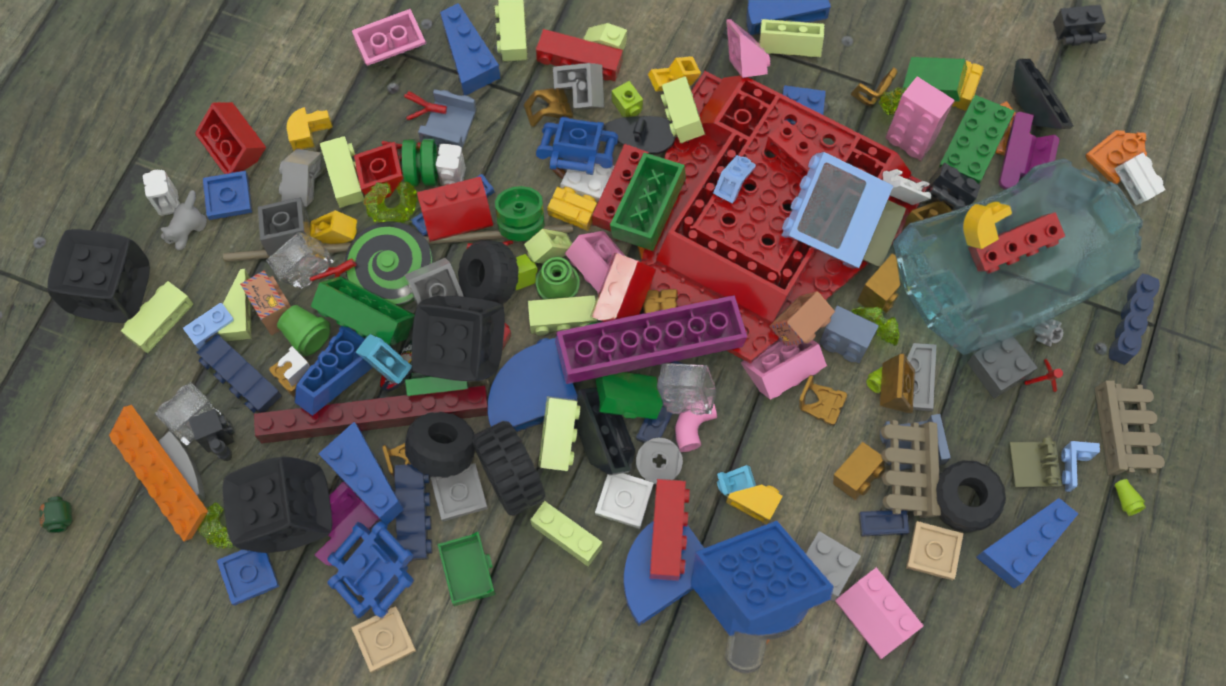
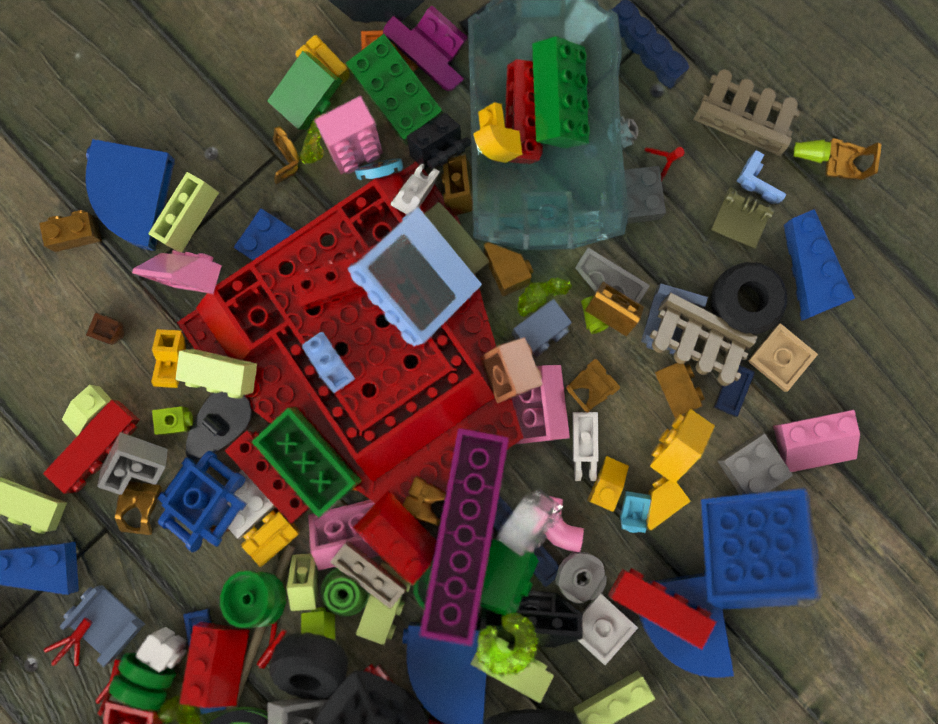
camera: 65 degrees left, 15 degrees up
(571, 423) = (508, 662): none -> clear neon green piece
(582, 285) = (368, 574): none -> dark tan plate
(672, 26) = (106, 329): none -> reddish brown plate
(747, 450) = (609, 484): none -> yellow slope
(772, 417) = (585, 442): none -> white hinge
(813, 487) = (681, 445): none -> yellow brick
(909, 160) = (379, 169): none -> medium azure tile
(1048, 259) = (560, 93): none -> green brick
(1138, 527) = (842, 157): none -> pearl gold piece

